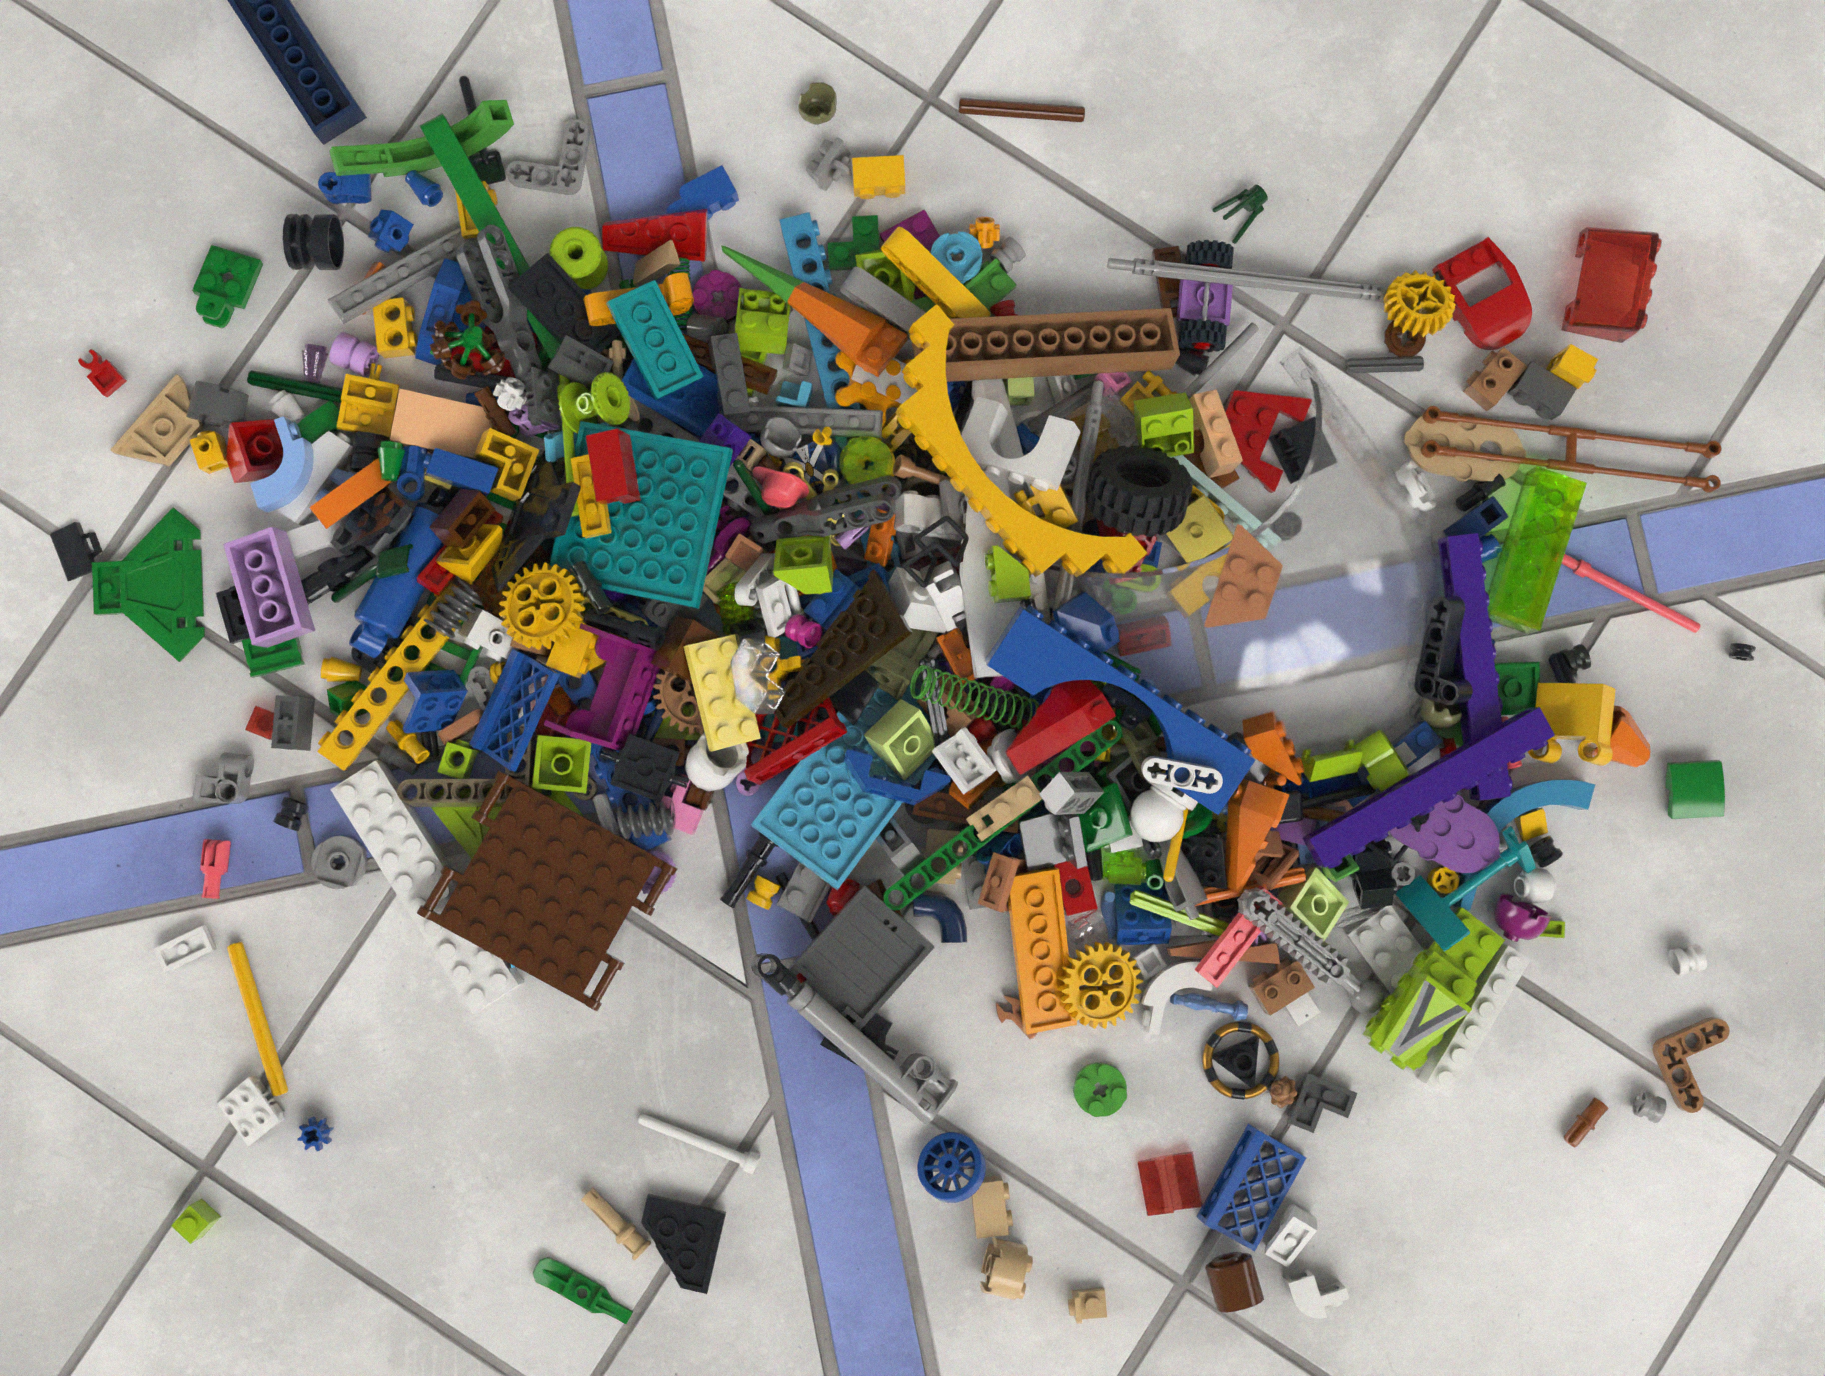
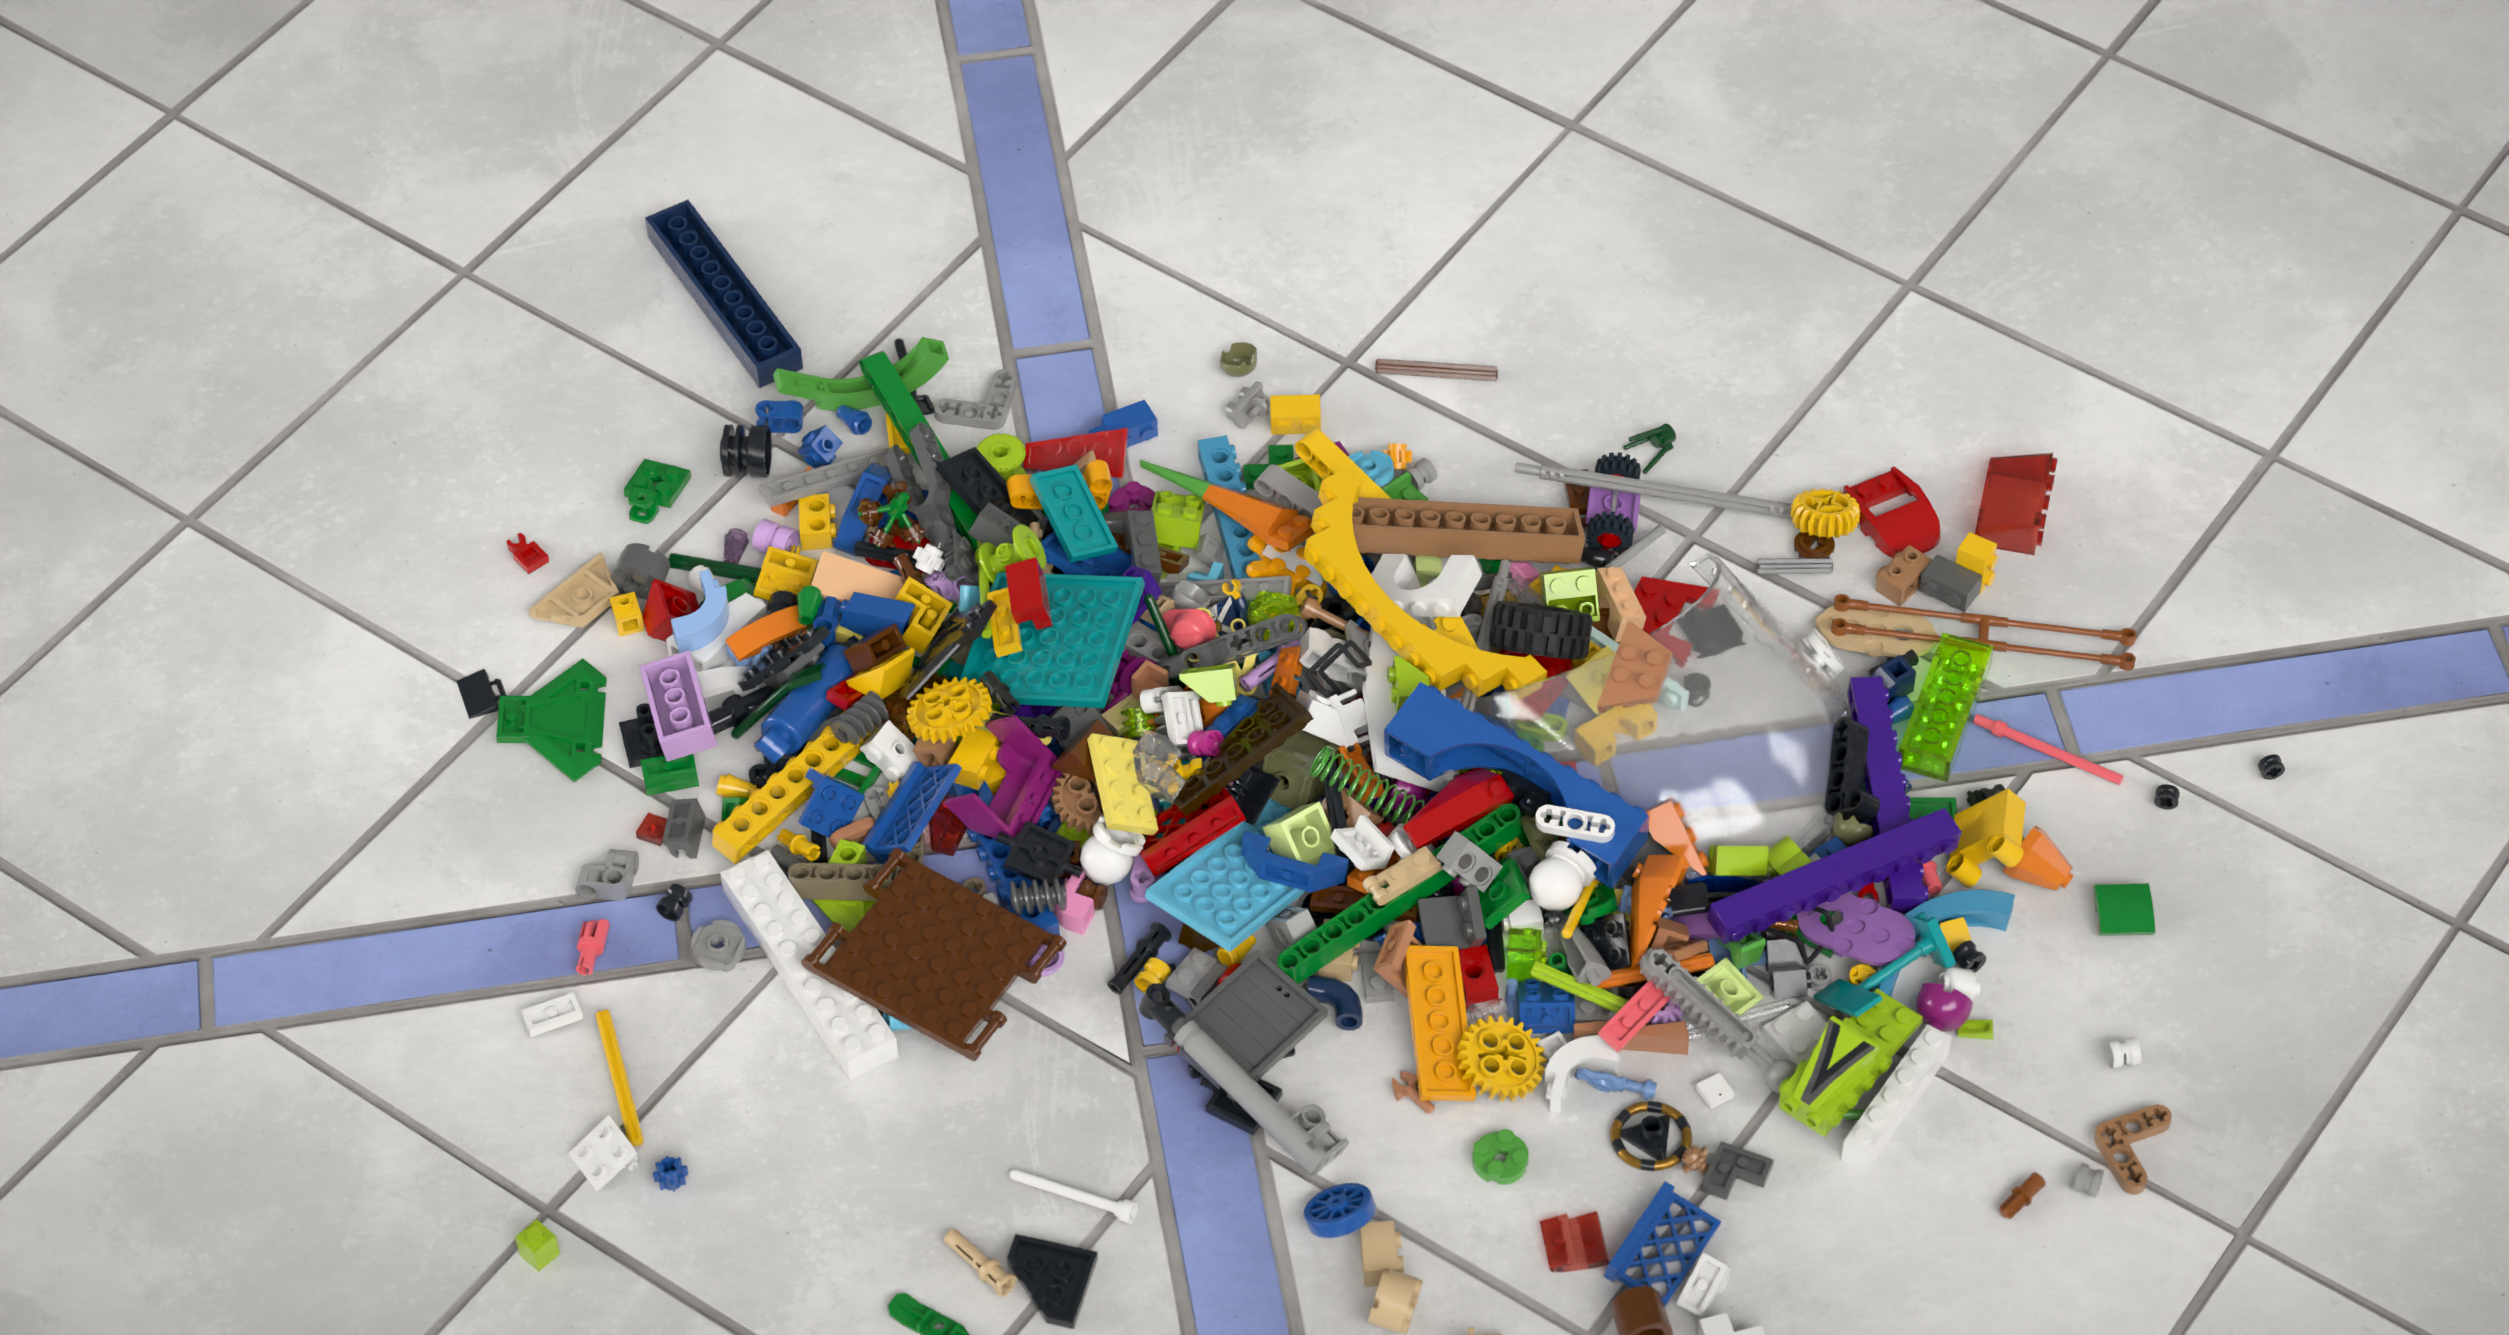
camera: 10 degrees right, 35 degrees down
(561, 764) = (956, 854): lime slope -> none
(1281, 985) = (1691, 1065): medium nougat brick -> none

